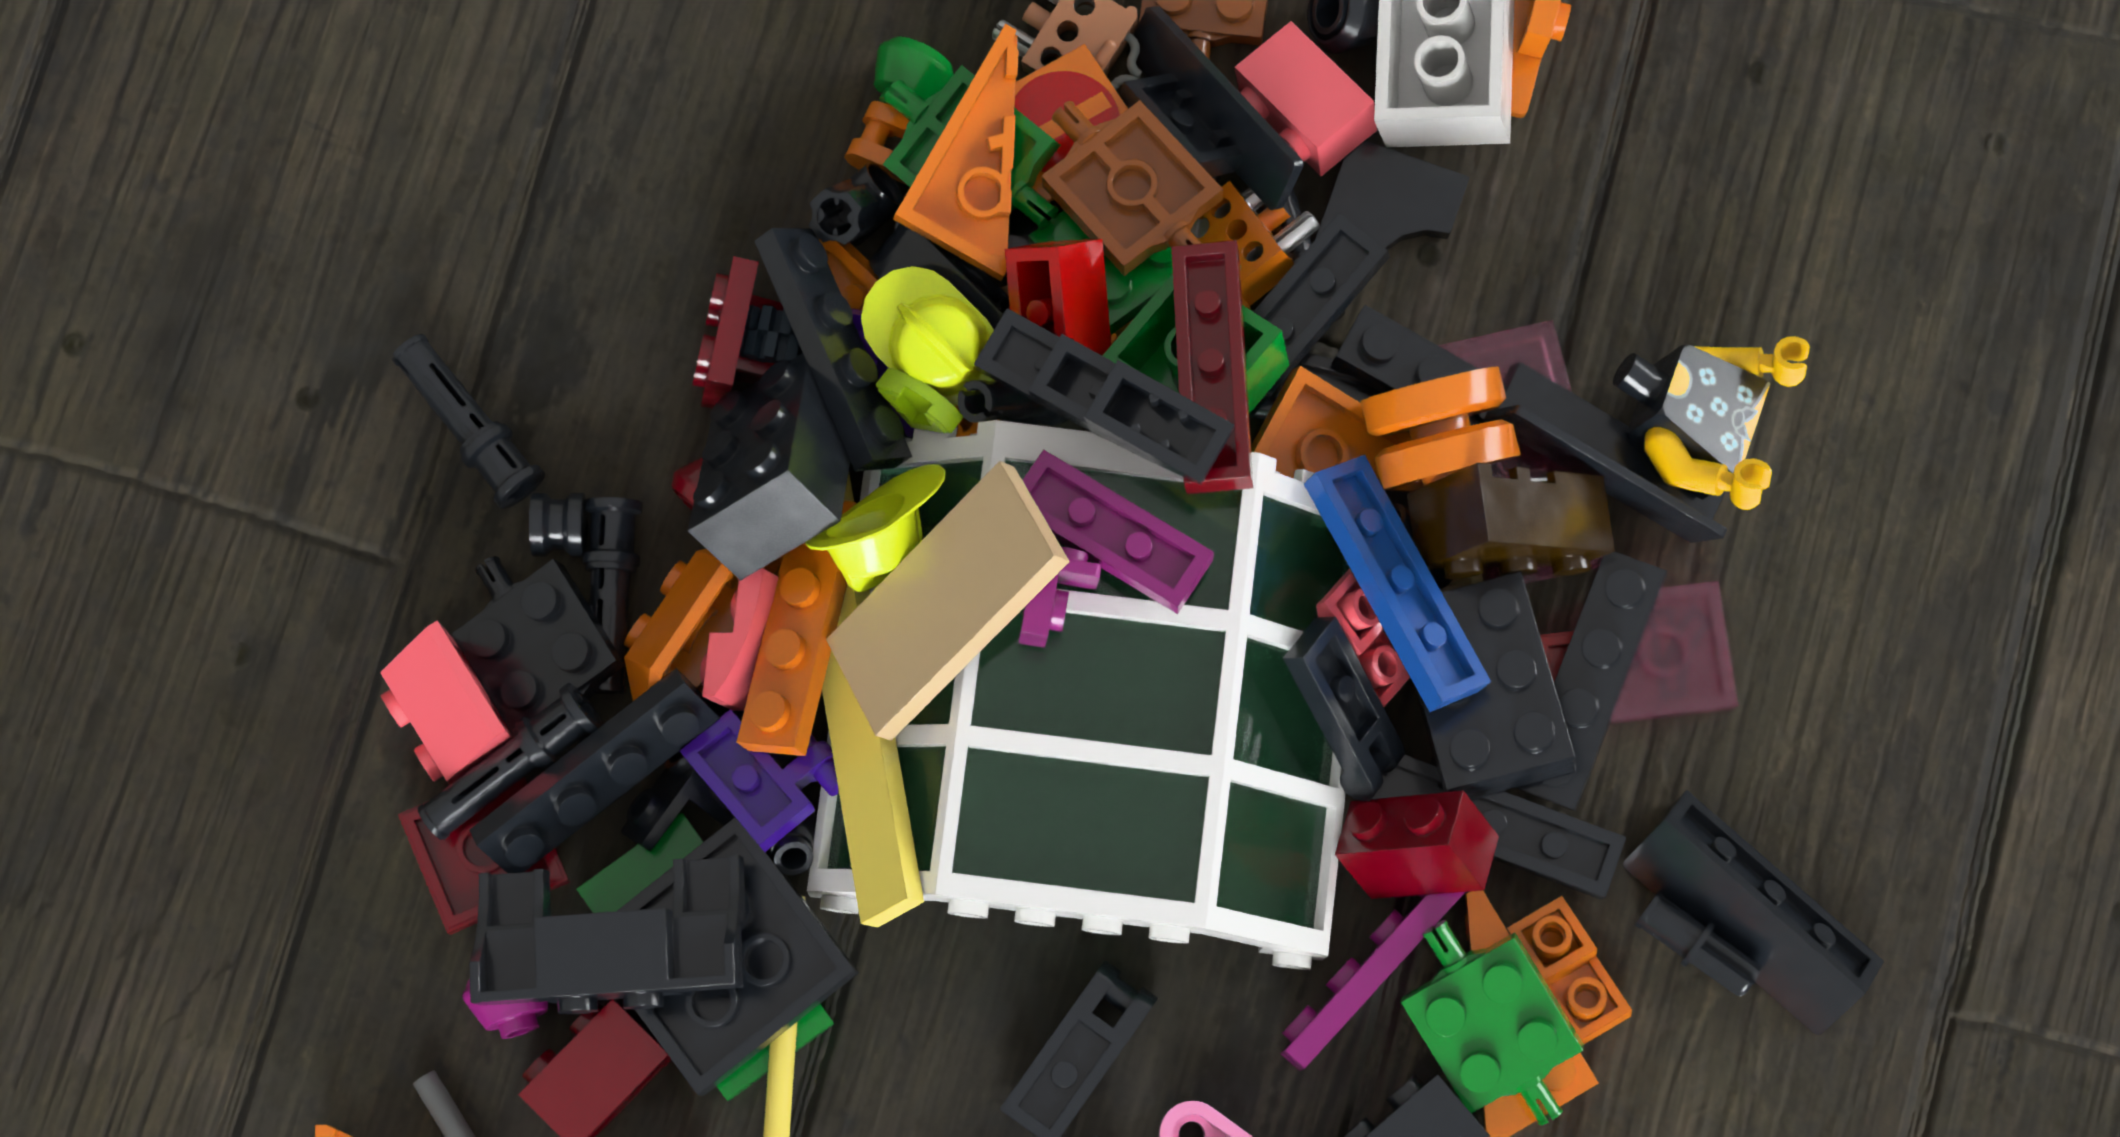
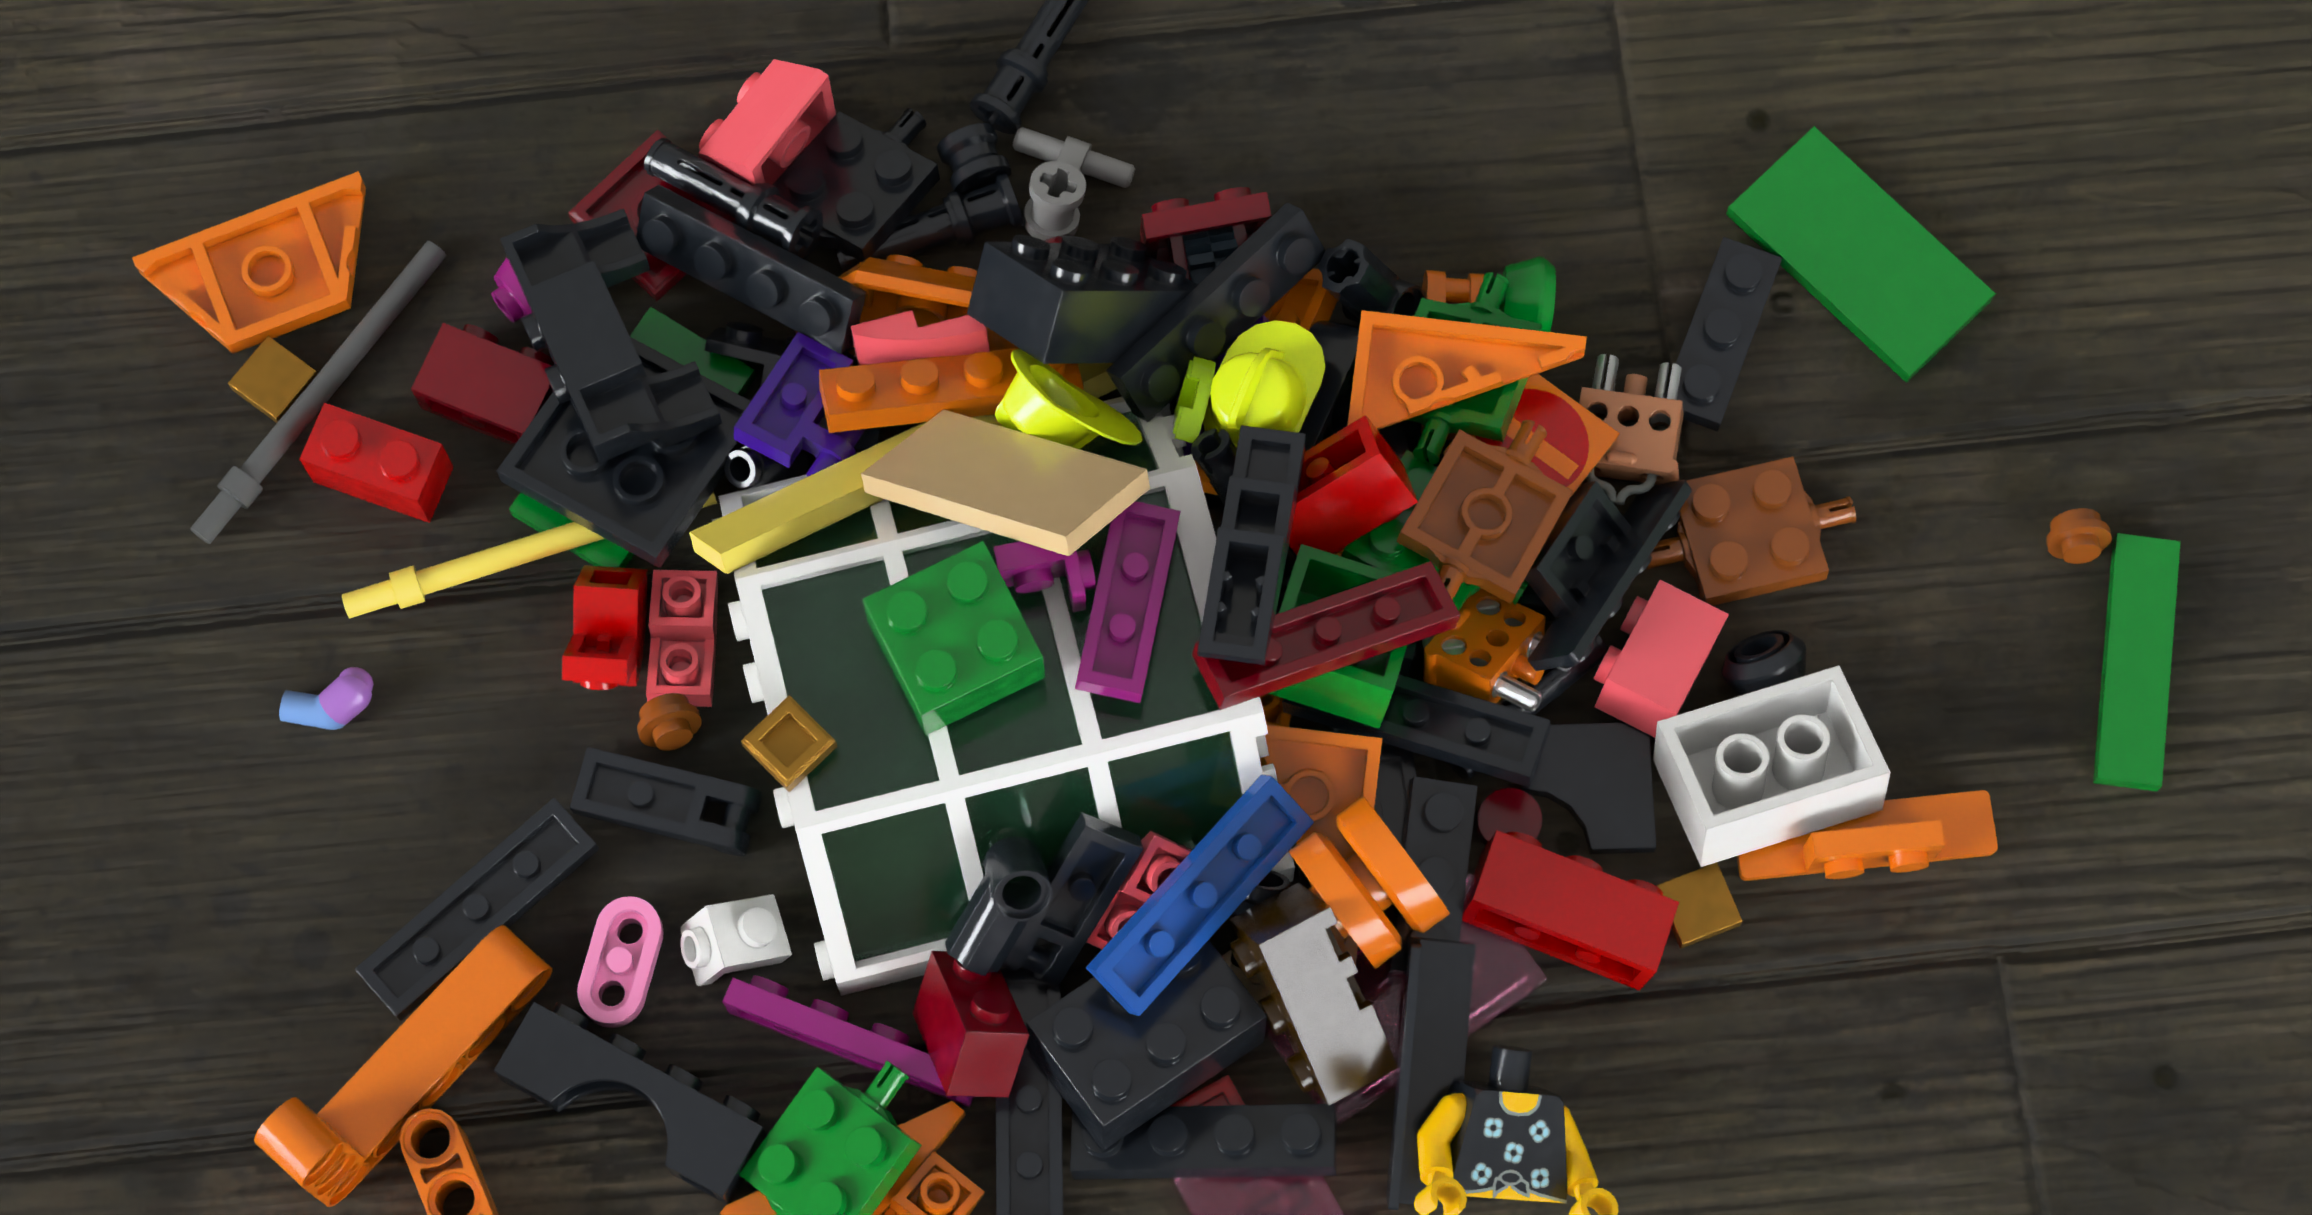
camera: 75 degrees right, 5 degrees down
(624, 453) = (1059, 183): none -> light grey piece
(892, 1047) = (607, 628): none -> red brick
(922, 980) = (683, 635): none -> coral slope
(1003, 1023) = (668, 722): none -> dark orange plate
(1089, 704) = (954, 638): none -> green brick
(1122, 901) = (789, 743): none -> pearl gold tile
(1237, 1039) = (734, 938): none -> white bracket
(1328, 756) = (1001, 907): none -> black piece
(1396, 293) = (1507, 812): none -> dark red tile
(1503, 271) = (1569, 909): none -> red brick
(1534, 164) = (1703, 906): none -> pearl gold tile

